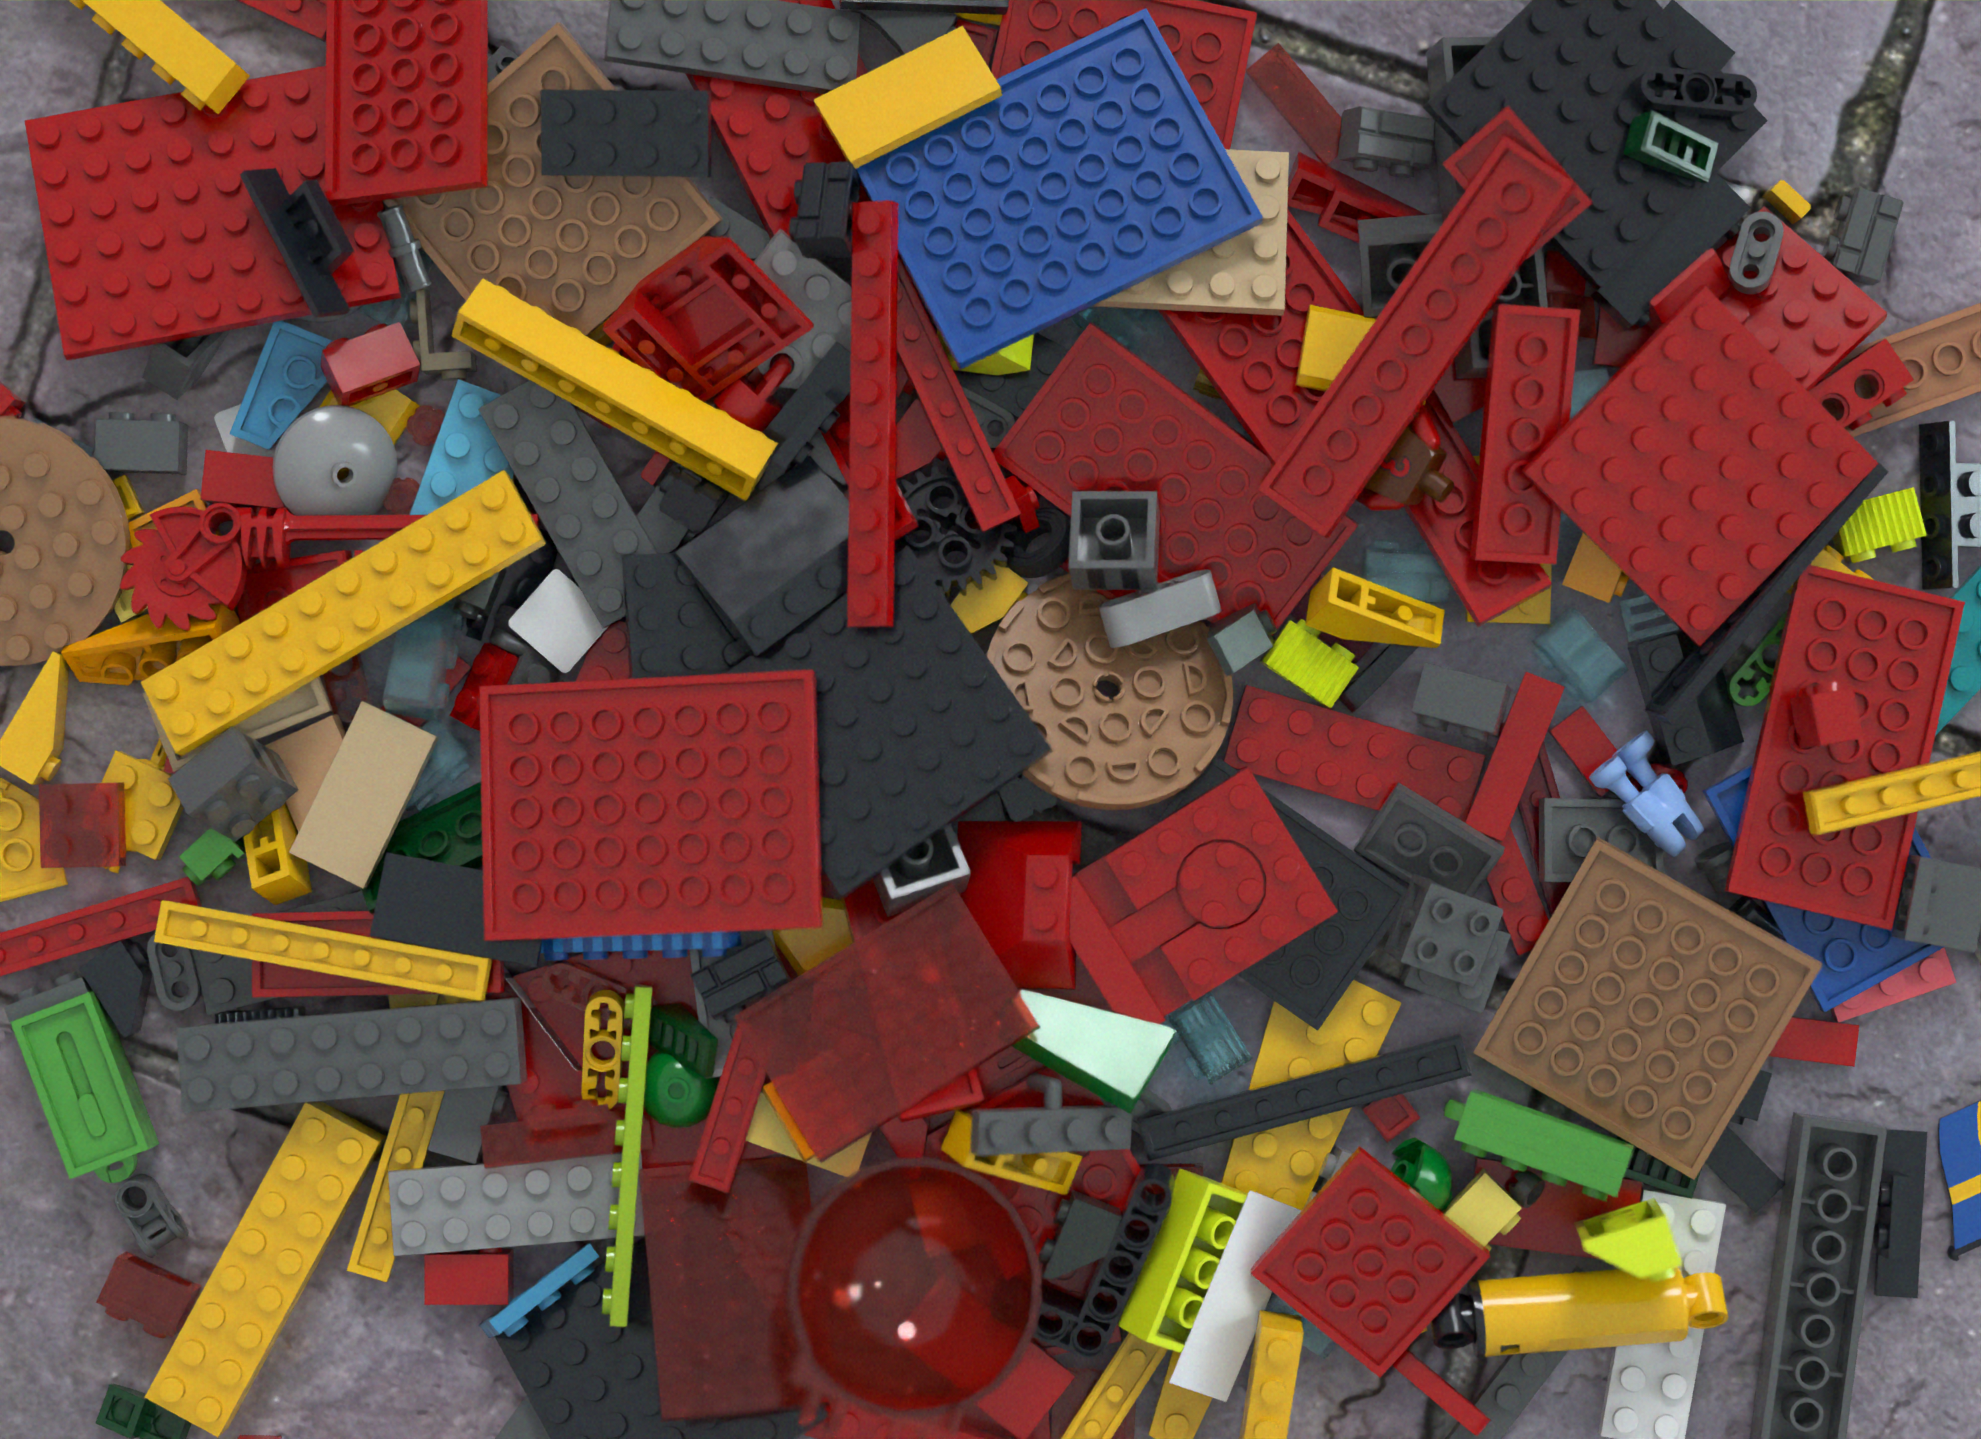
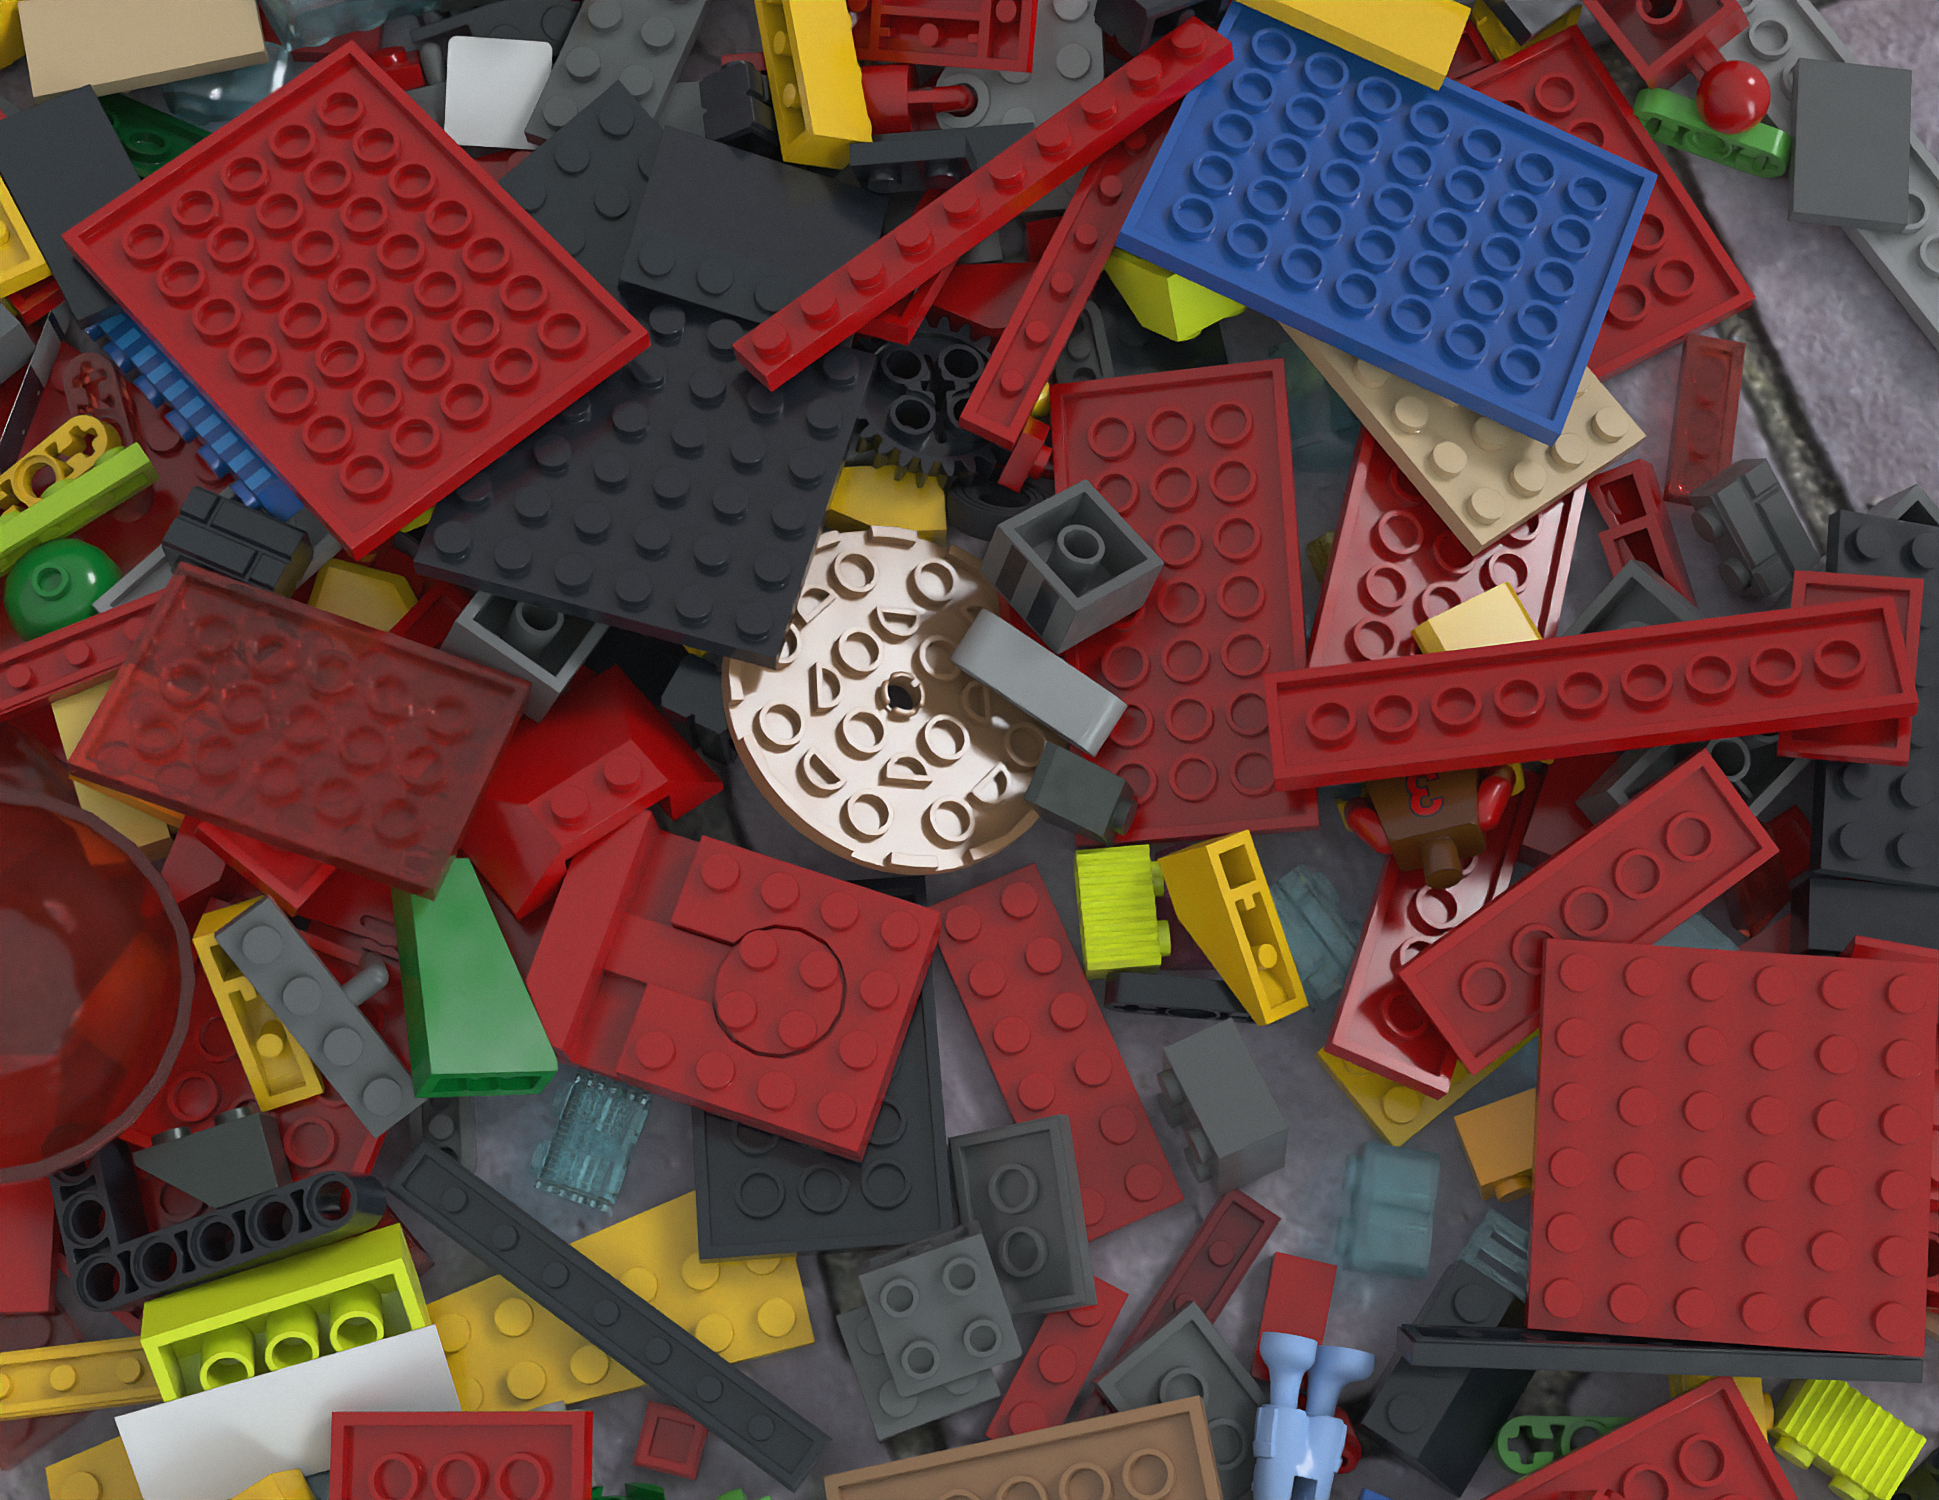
camera: 50 degrees right, 15 degrees down
(678, 1033) = (121, 546): dark green slope -> none
(1514, 756) = (1211, 1230): red tile -> none

